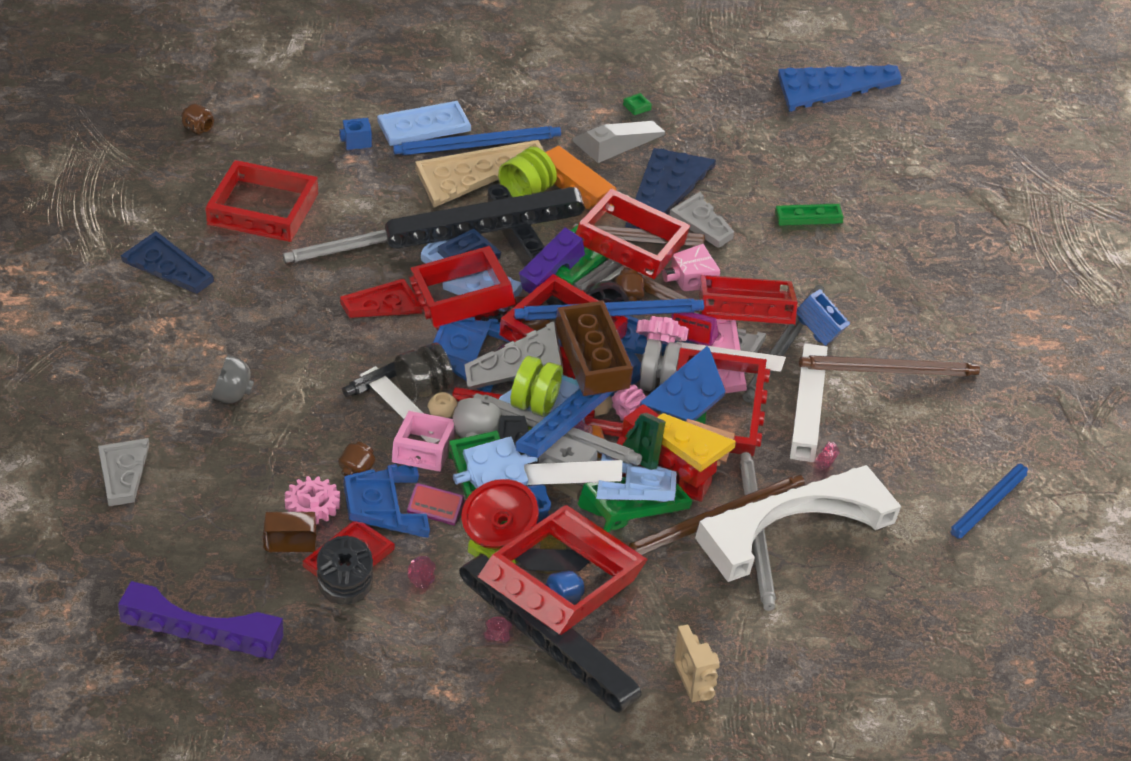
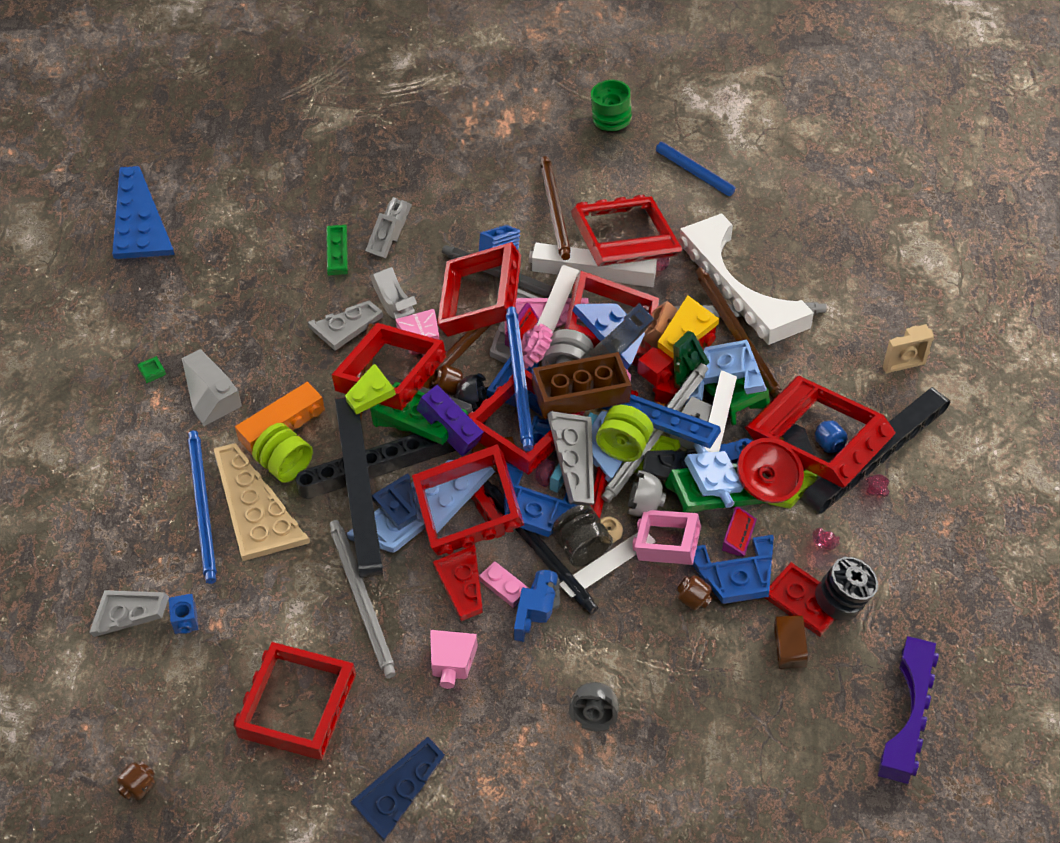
camera: 85 degrees left, 10 degrees up
(122, 469) = (719, 800): light grey wing -> none
(297, 292) = (452, 655): none -> bright pink torso
(313, 497) = (749, 619): bright pink gear -> none
(351, 346) = (537, 602): none -> blue plate
(362, 101) = (127, 609): none -> light grey wing
(380, 332) = (502, 583): none -> bright pink plate
(423, 123) = (168, 552): light blue plate -> none
(582, 204) = (369, 390): none -> lime wing
(657, 380) = (624, 334): none -> clear smoke slope
(670, 179) = (282, 350): dark blue wing -> none
(743, 249) = (391, 294): none -> light grey arch
(824, 432) = (631, 249): none -> red window
(839, 241) = (388, 227): none -> light grey plate
(1071, 415) = (611, 105): none -> green wheel

